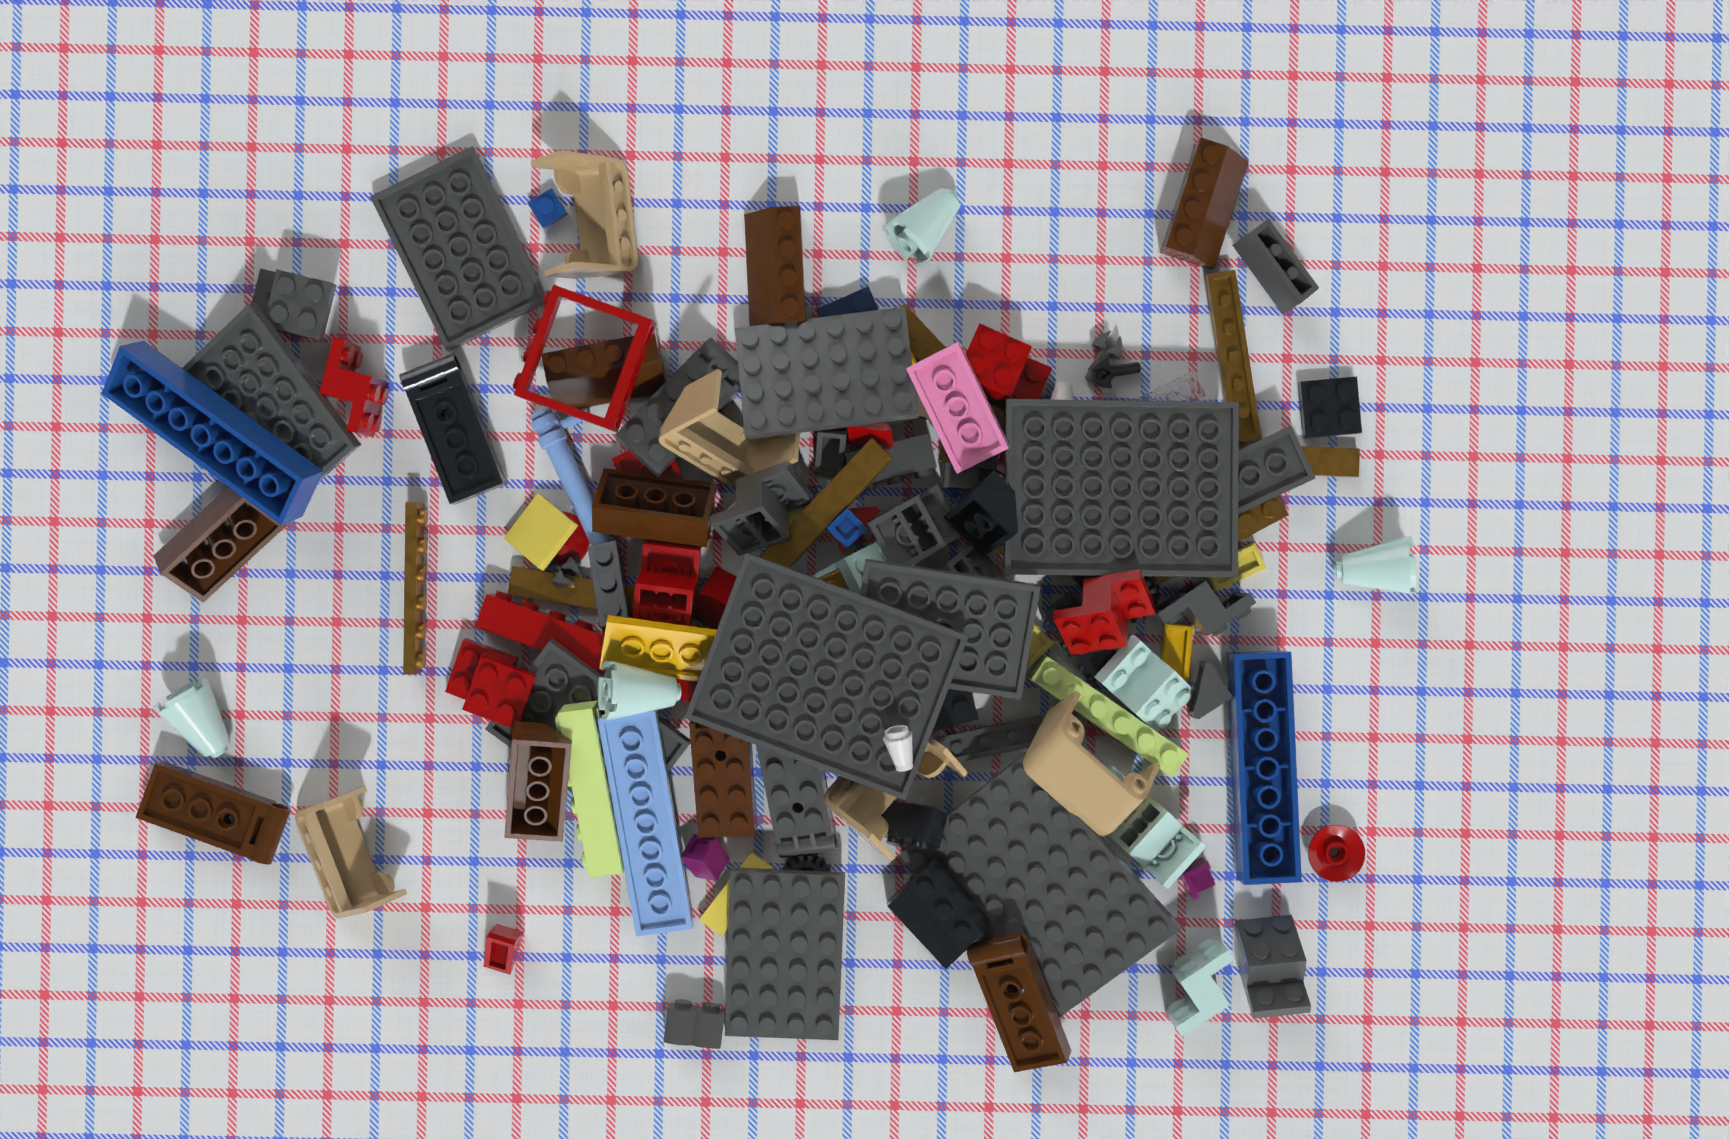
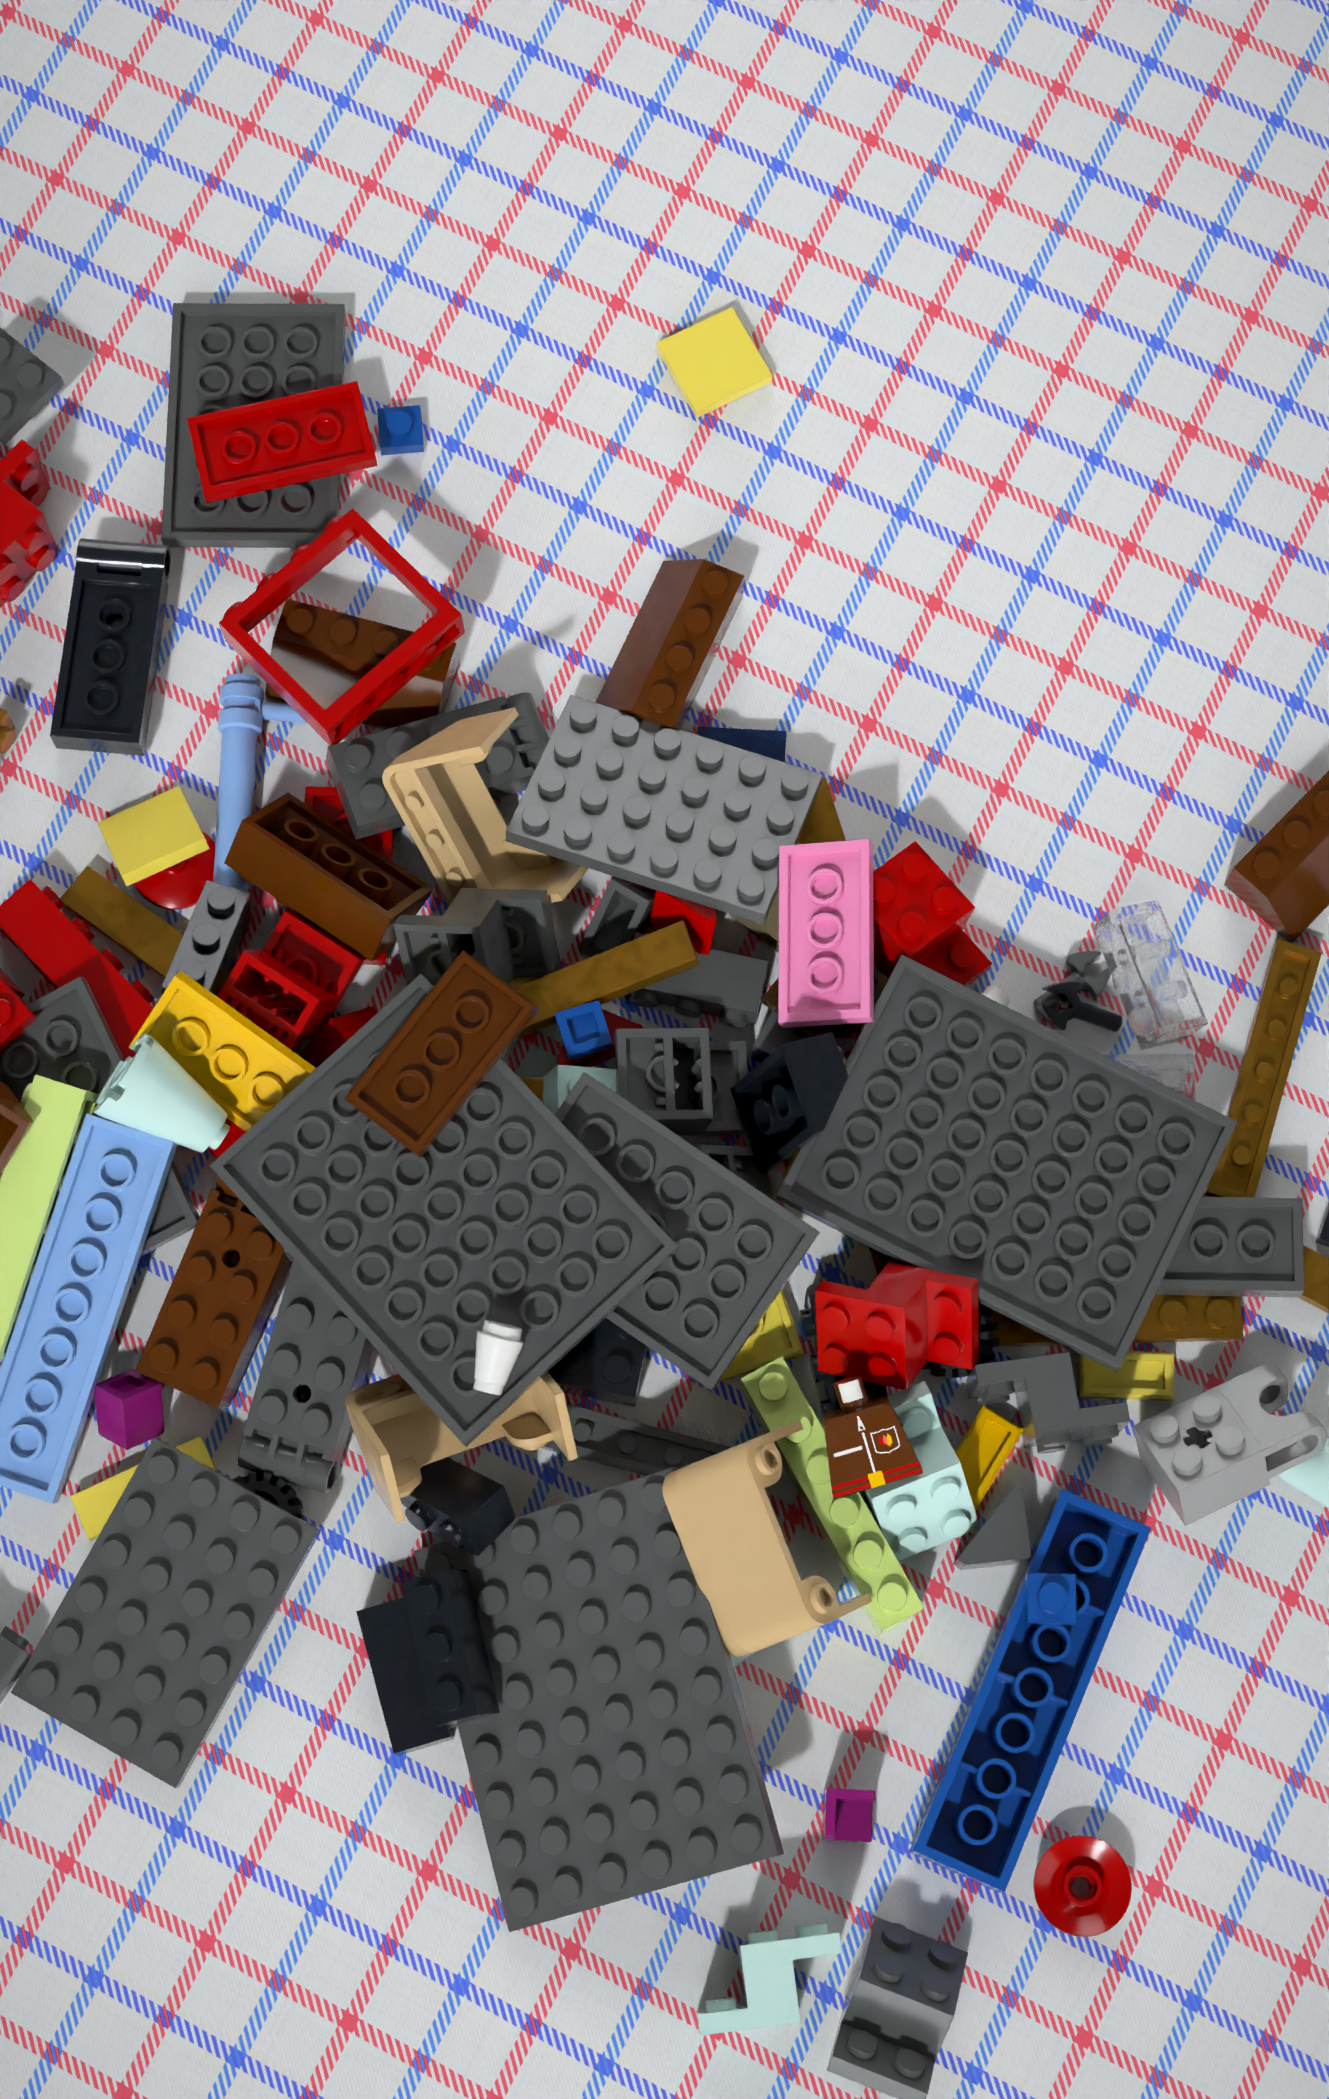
camera: 20 degrees right, 15 degrees down
(484, 255) = (281, 442): none -> red plate
(558, 568) = (142, 912): black bar -> none
(602, 214) = (473, 465): tan windscreen -> none
(710, 71) = (714, 362): none -> light yellow tile
(782, 593) = (441, 1053): none -> reddish brown tile
(923, 226) = (902, 684): light aqua cone -> none
(1019, 1002) = (472, 1880): reddish brown hinge -> none
(1120, 687) = (865, 1442): none -> reddish brown torso
(1145, 332) = (1149, 974): none -> clear brick
(1158, 841) = (809, 1710): light aqua bracket -> none
(1256, 718) = (1050, 1599): none -> blue plate
(1314, 577) = (1226, 1443): none -> light grey brick

